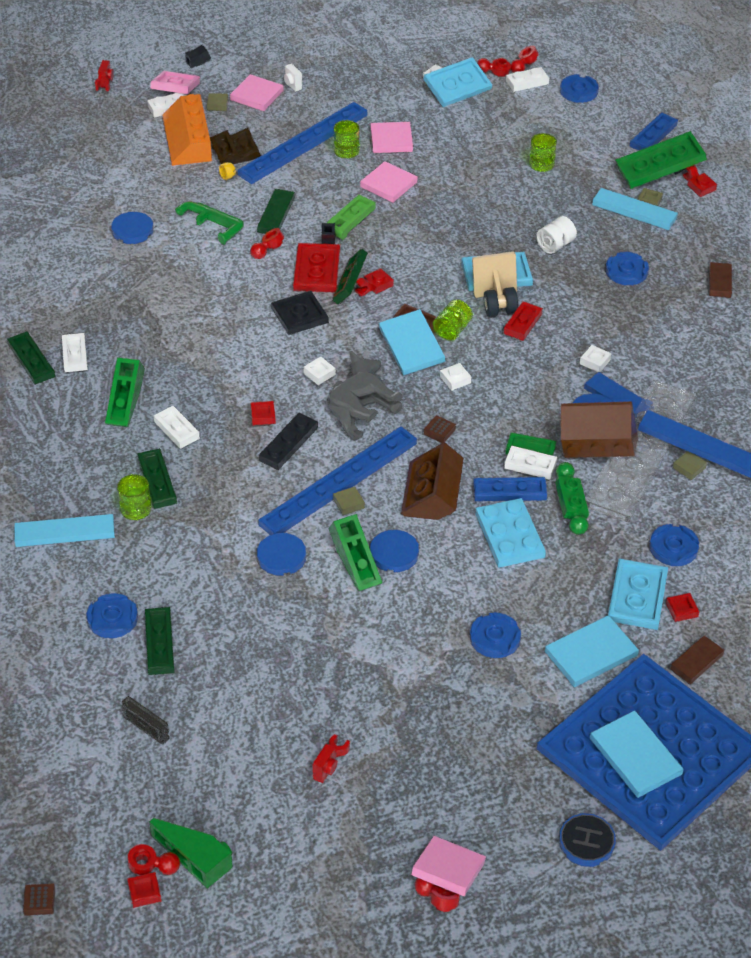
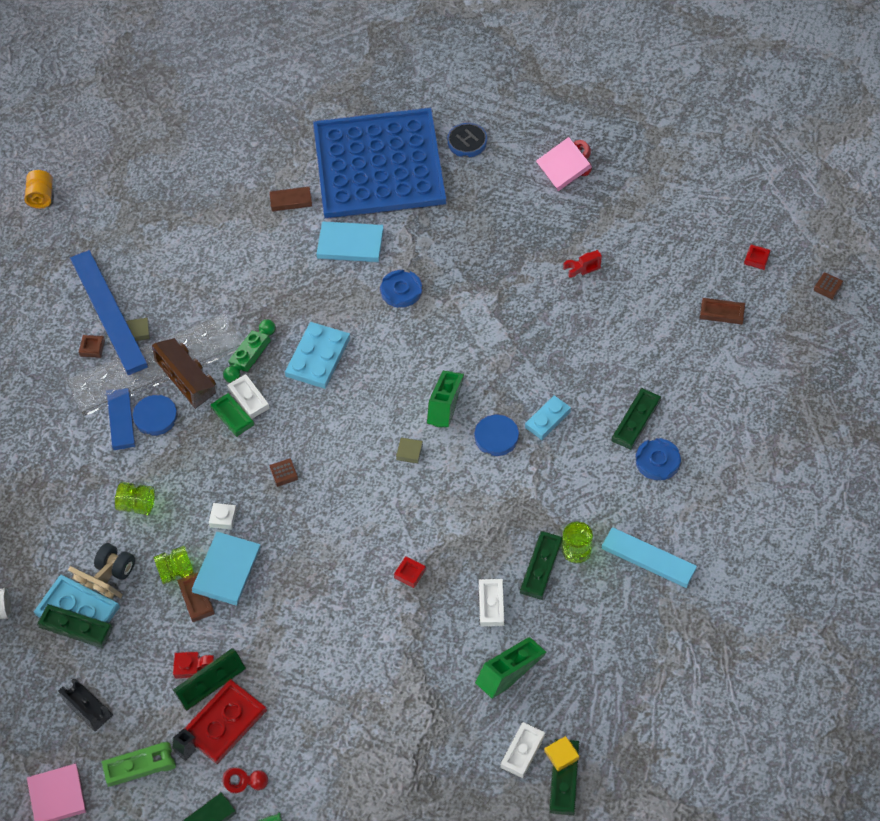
camera: 140 degrees left, 10 degrees up
(40, 359) = (561, 753): none -> yellow tile
(144, 800) = (722, 311): none -> copper tile
(145, 720) = (688, 356): clear smoke tile -> none
(167, 863) = (747, 269): red plate -> none
(197, 851) = (712, 255): green slope -> none
(246, 595) = (547, 417): none -> medium azure plate
(288, 441) = (409, 536): black plate -> none
(299, 312) = (286, 673): black tile -> none
(319, 370) = (327, 587): white plate -> none
(341, 478) = (401, 474): blue tile -> none
(362, 388) = (317, 543): dark grey animal -> none
(394, 550) = (412, 388): blue tile -> none
(423, 223) = (85, 705): none -> black hinge
(433, 484) = (338, 420): reddish brown slope -> none
(463, 257) = (74, 626): none -> dark green tile
(510, 489) = (283, 389): blue tile -> none
(523, 321) = (116, 532): red plate -> none
(533, 343) = (130, 498): none -> clear neon green wheel
(595, 358) = (101, 458): white plate -> none
(636, 754) = (395, 155): medium azure tile -> none
(638, 594) = (279, 261): medium azure tile -> none
(674, 545) = (217, 280): blue tile -> none
(682, 607) = (261, 236): red tile -> none
(713, 429) = (91, 346): none -> copper tile

